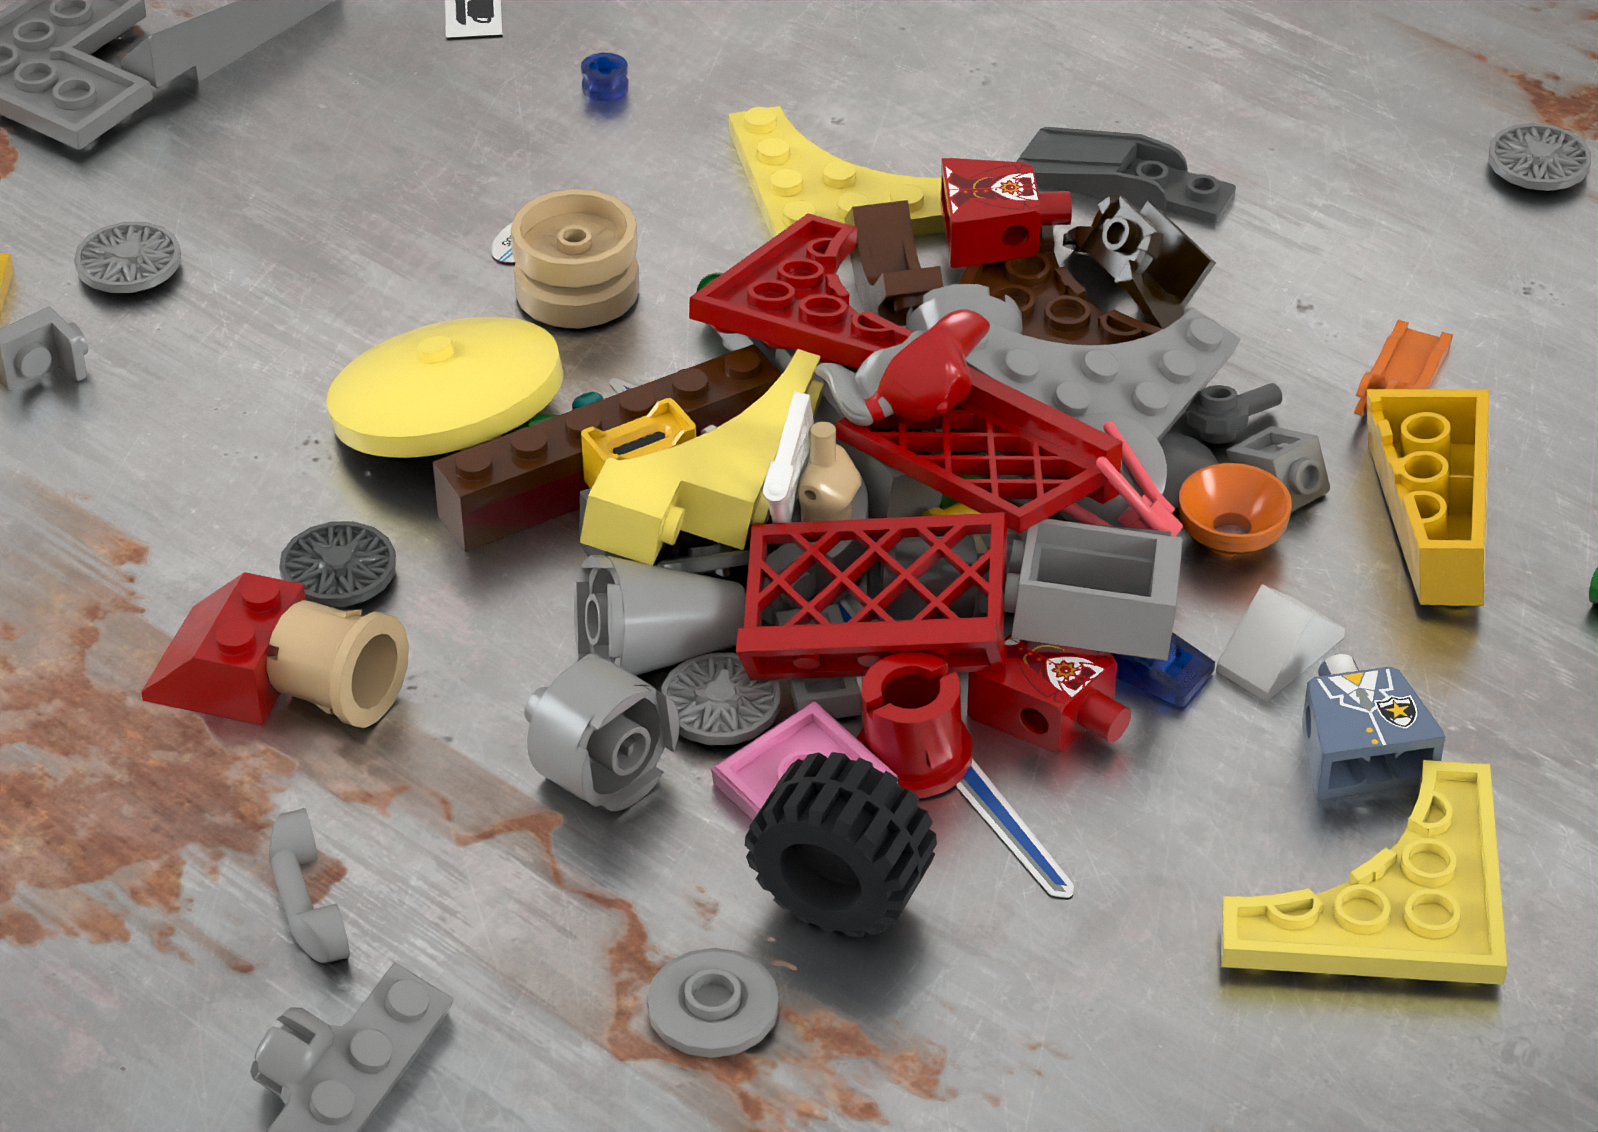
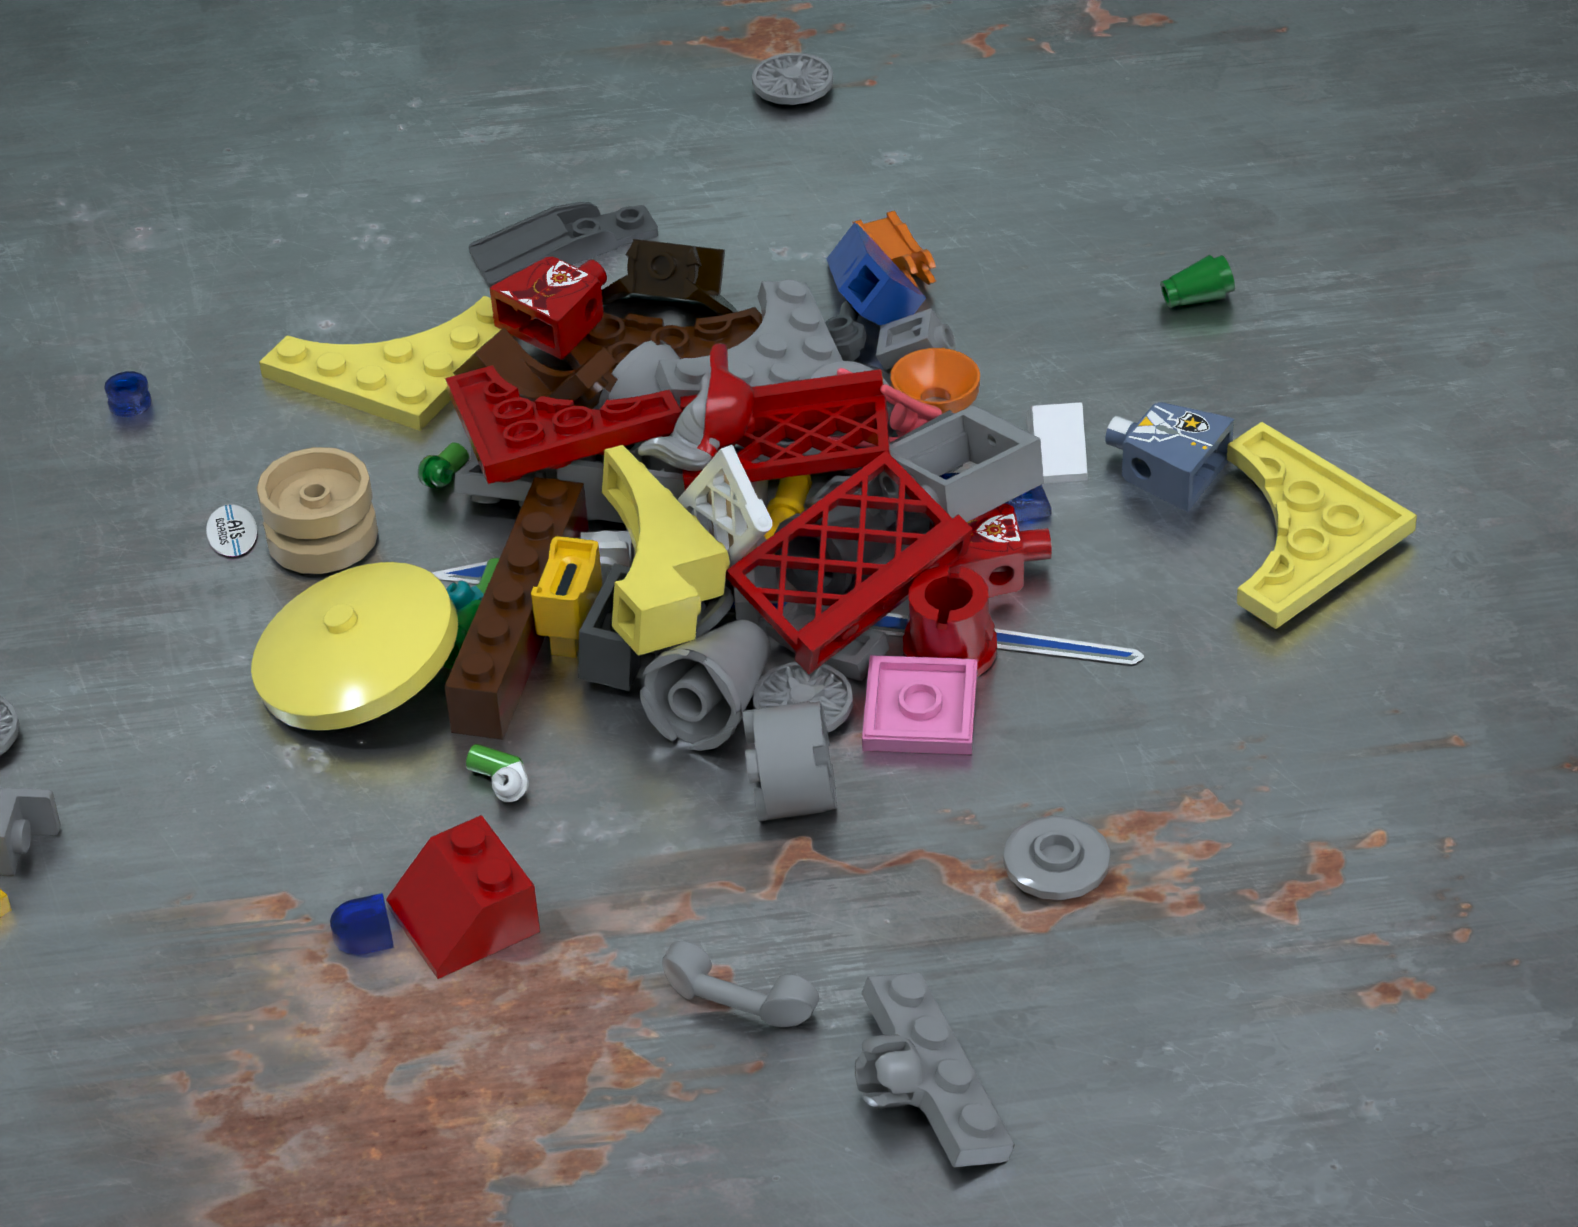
camera: 45 degrees left, 0 degrees up
(148, 613) = (362, 925): none -> clear blue tile
(339, 562) = (440, 799): dark grey wheel -> none
(340, 660) = (560, 844): tan piece -> none
(416, 576) = (505, 770): none -> arm
(841, 844) = (1031, 707): black tyre -> none
(1314, 382) = (872, 279): none -> blue slope
(1435, 481) = (1028, 294): yellow wedge -> none

